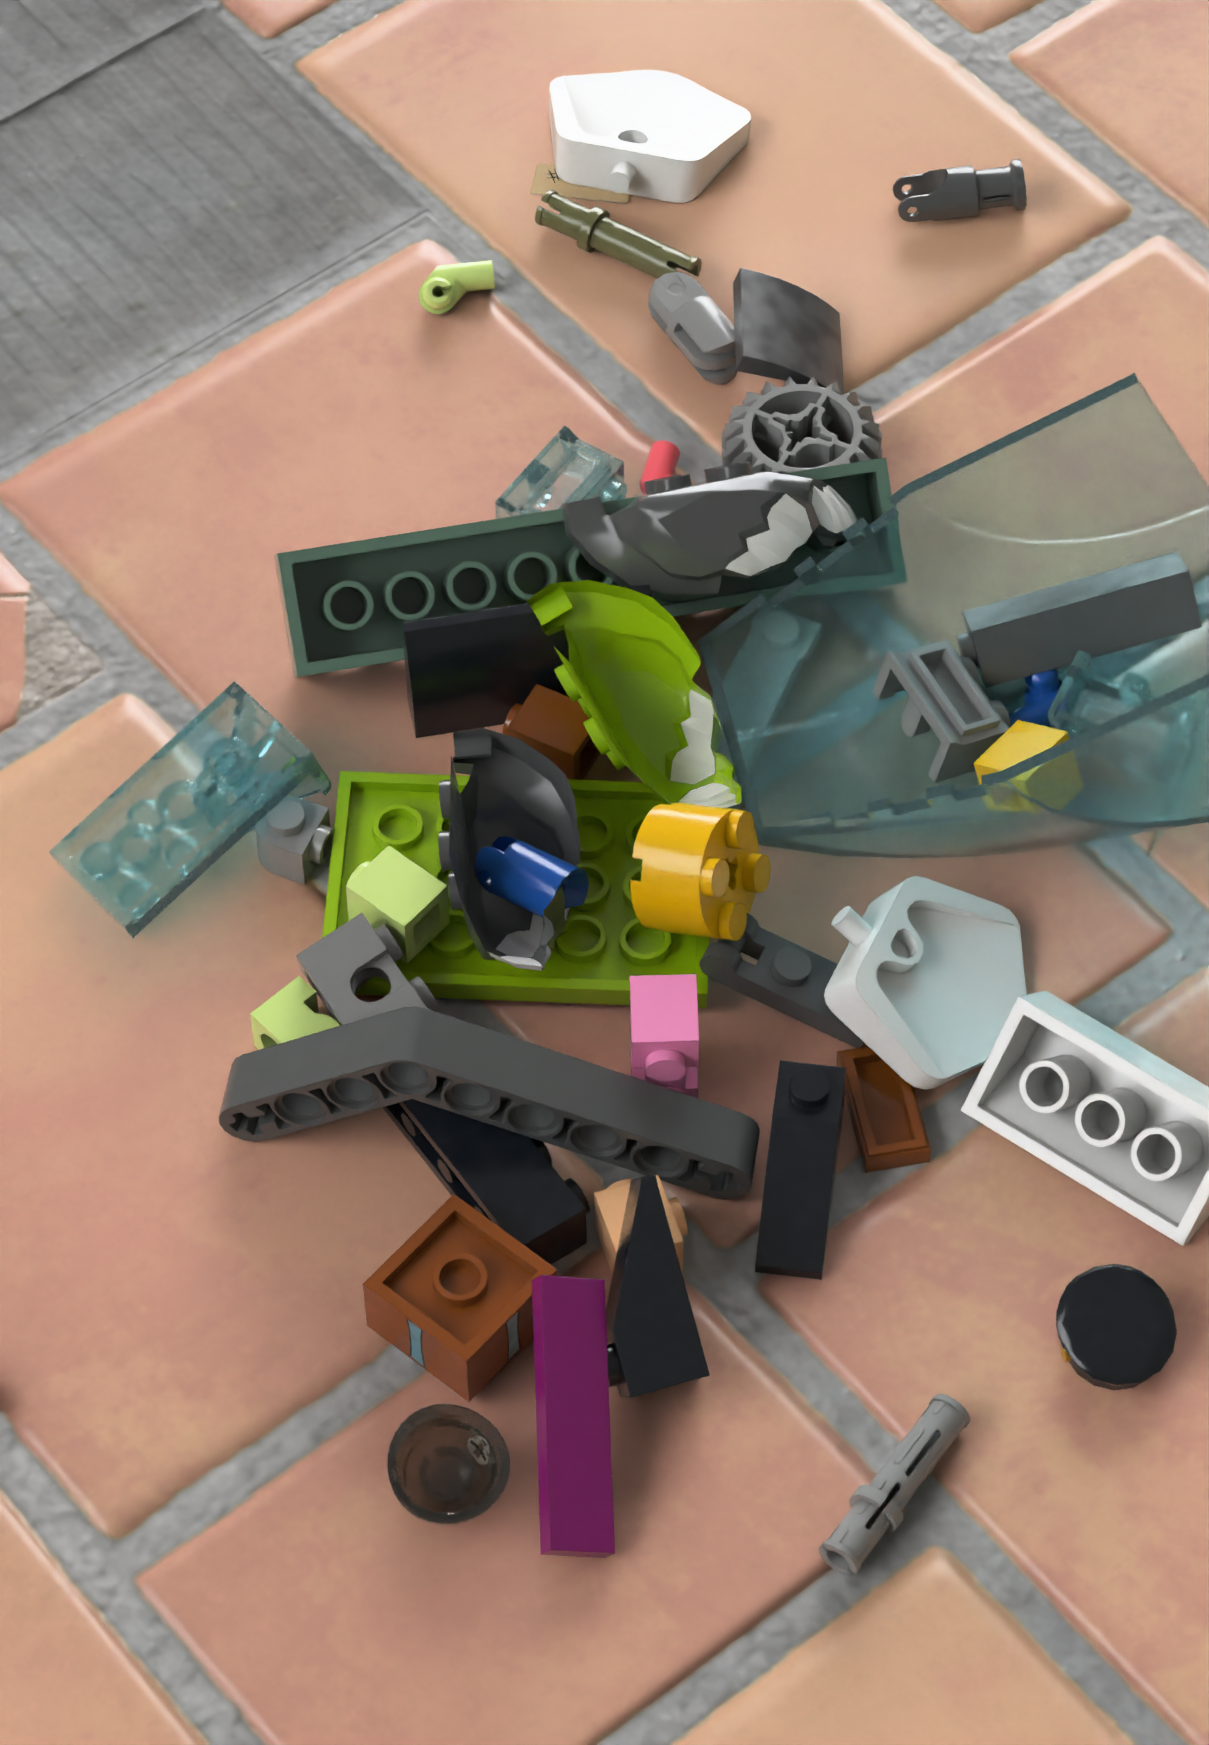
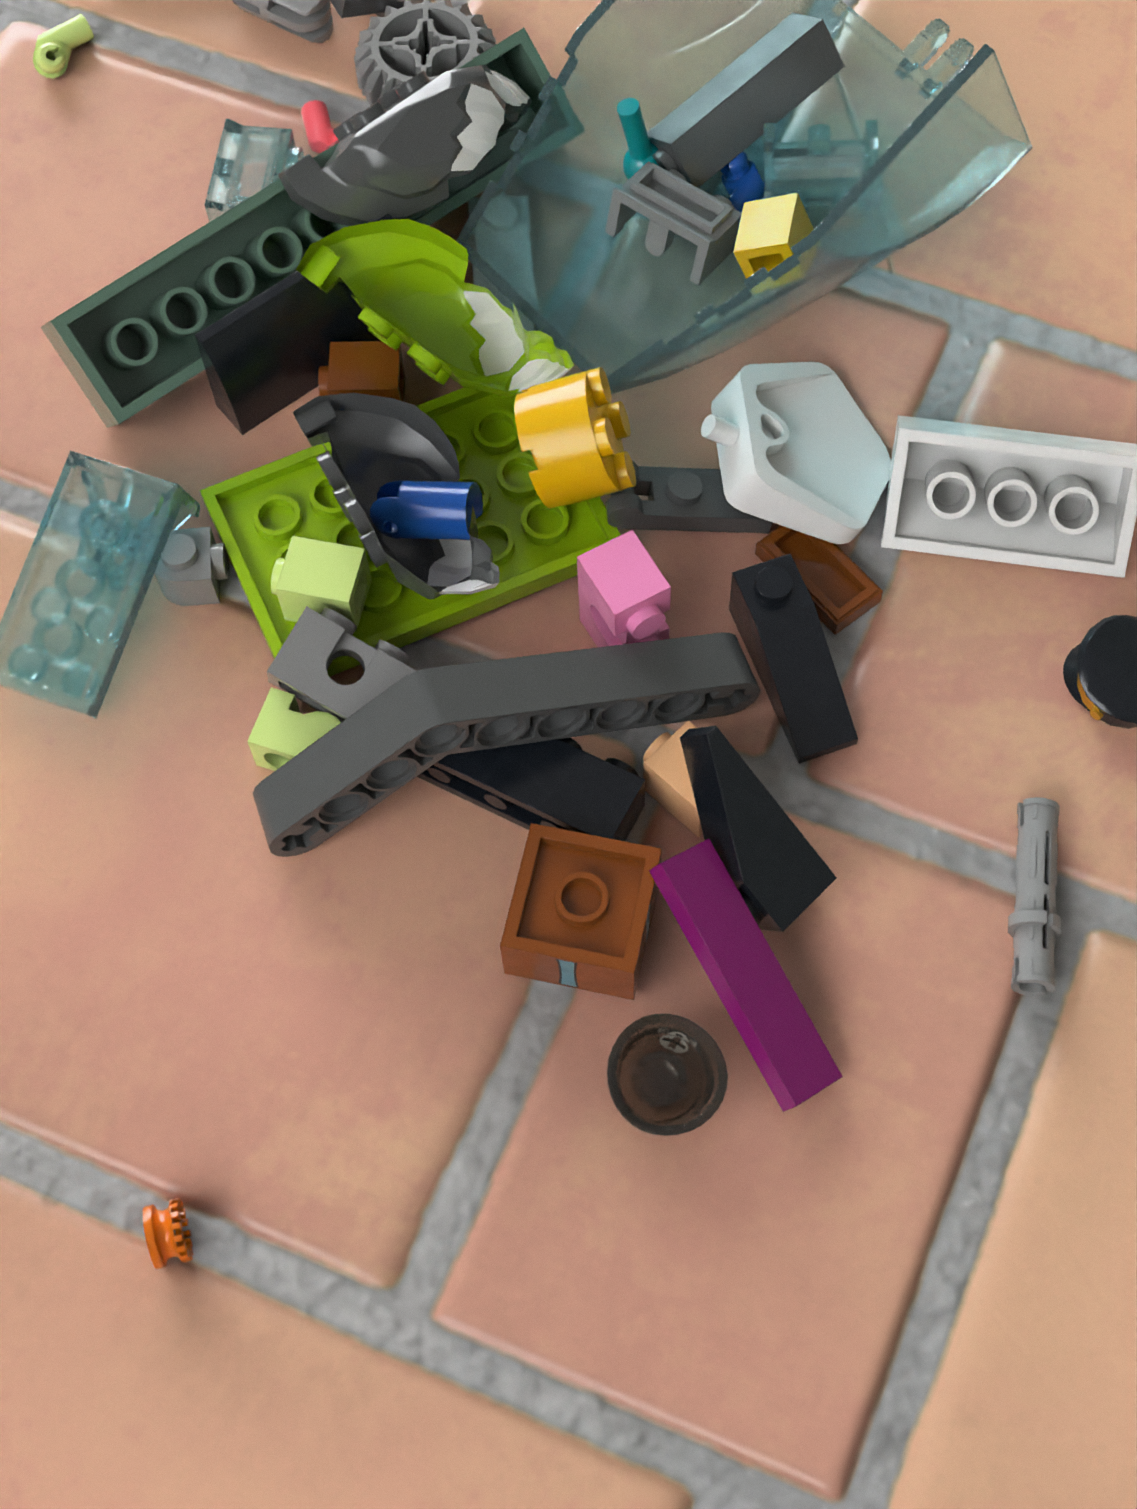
camera: 25 degrees left, 10 degrees up
(945, 609) = (639, 146): none -> teal bar

